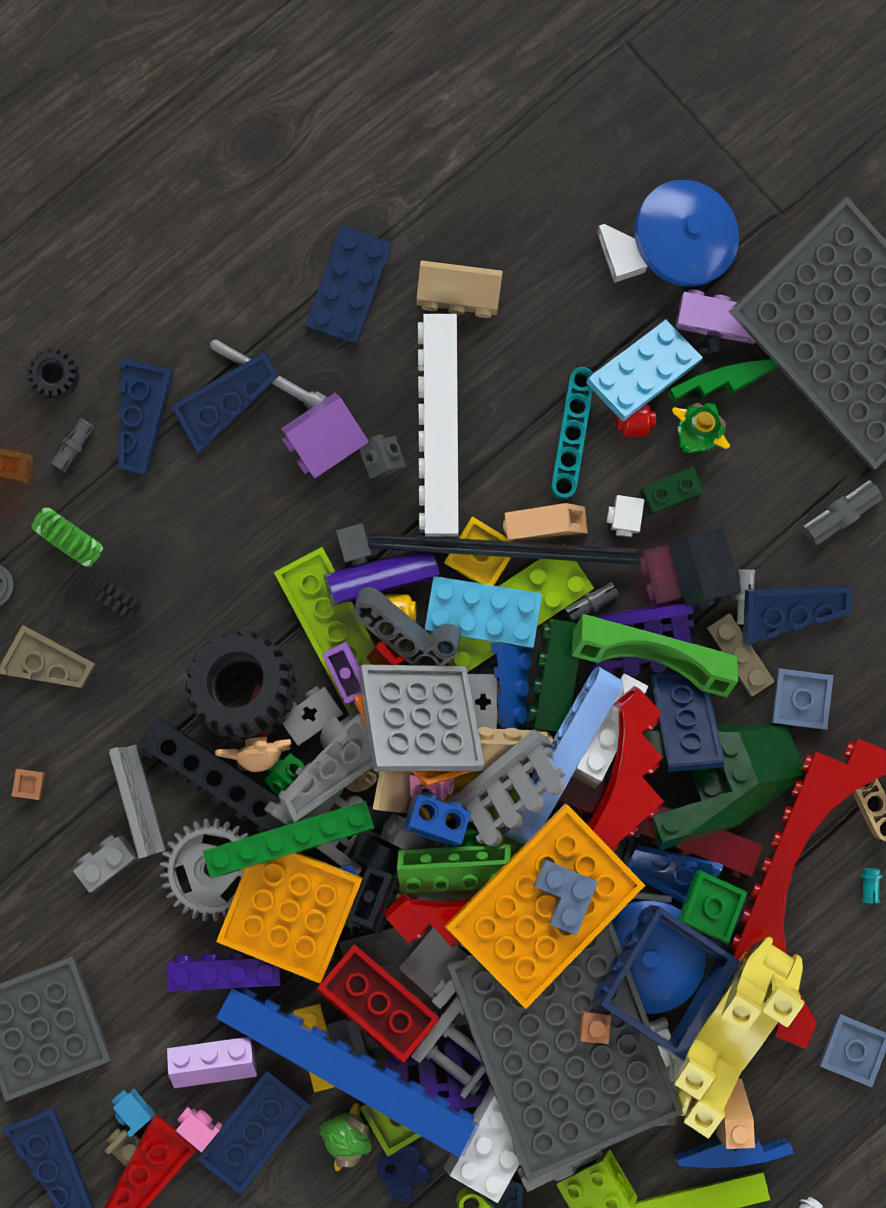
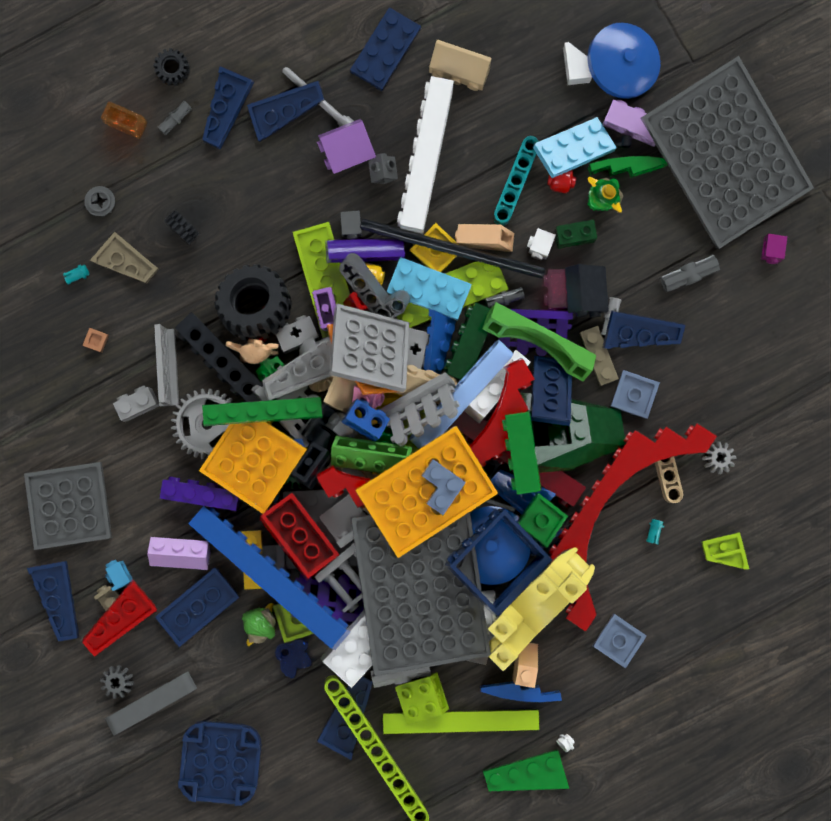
camera: 20 degrees right, 0 degrees up
(67, 537) = (157, 178): bright green gear -> none
(197, 1128) = (159, 595): bright pink brick -> none
(594, 1027) = (442, 582): nougat plate -> none
(668, 822) = (523, 453): none -> green brick

